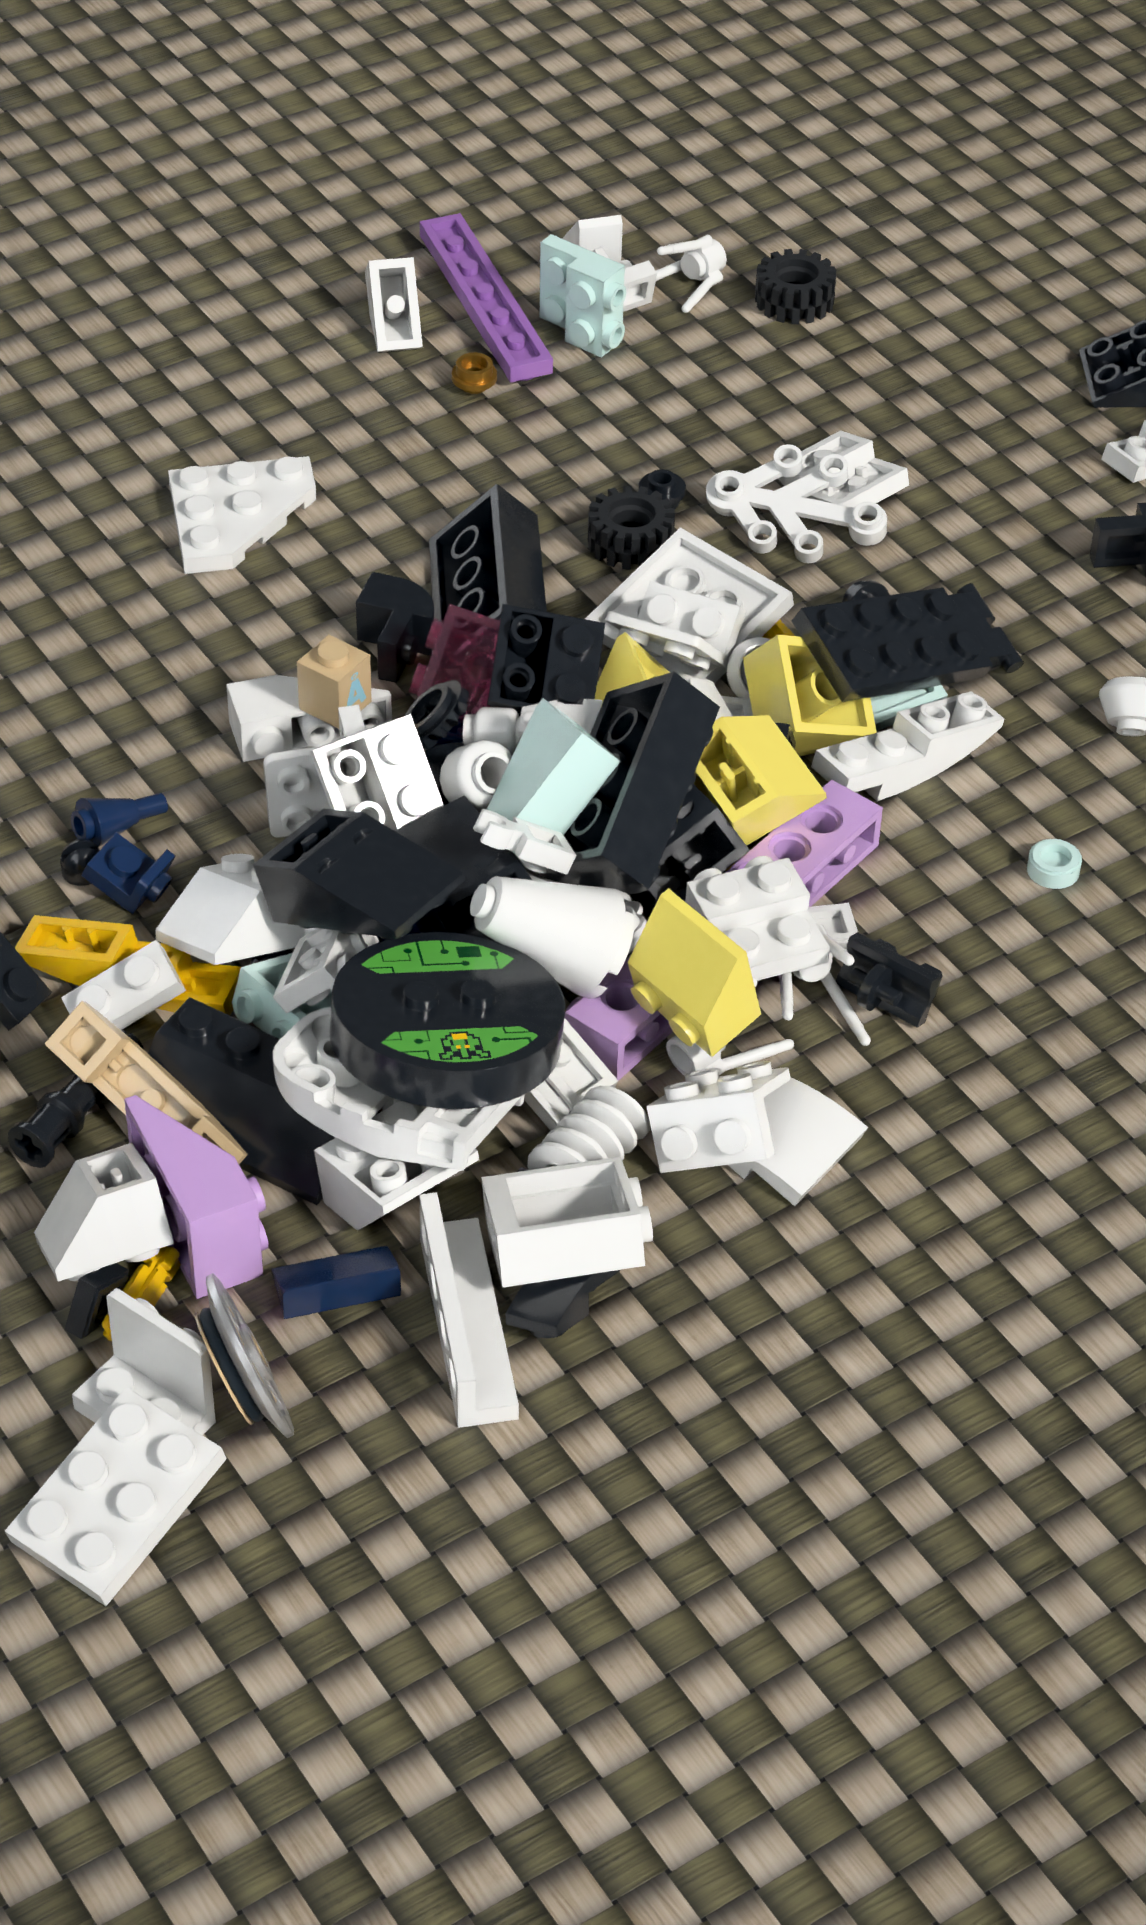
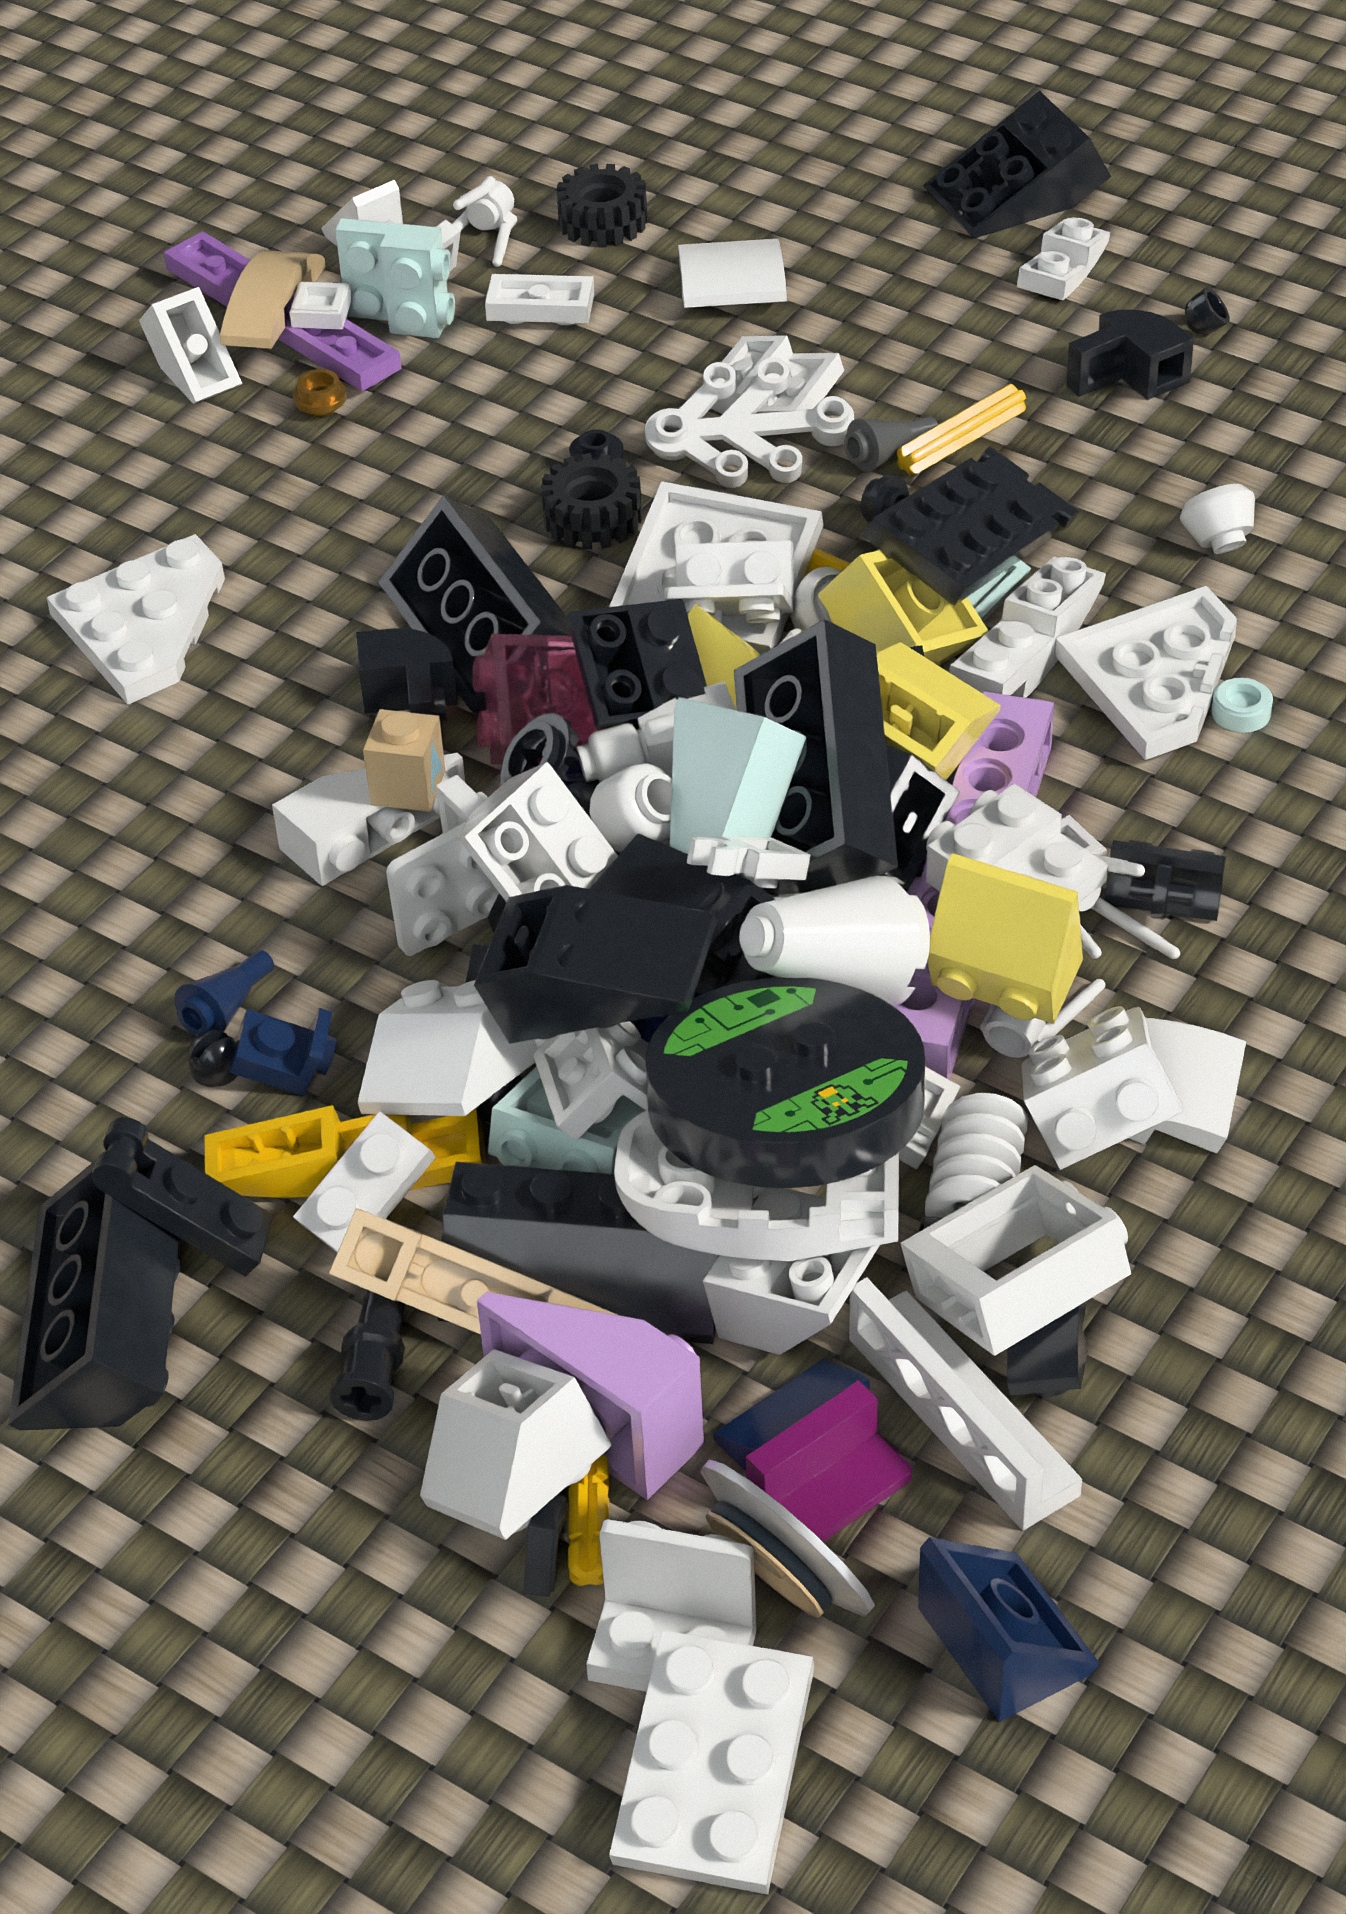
camera: 20 degrees left, 0 degrees up
(333, 1324) = (830, 1464): none -> magenta panel
(391, 1483) = (999, 1625): none -> dark blue slope
(457, 286) = (261, 293): none -> tan slope
(511, 302) = (320, 305): none -> white tile
(695, 349) = (539, 298): none -> white plate
(865, 375) = (732, 273): none -> white slope
(893, 551) = (876, 441): none -> dark grey cone
(971, 563) = (961, 430): none -> yellow axle
(998, 808) = (1154, 667): none -> white plate

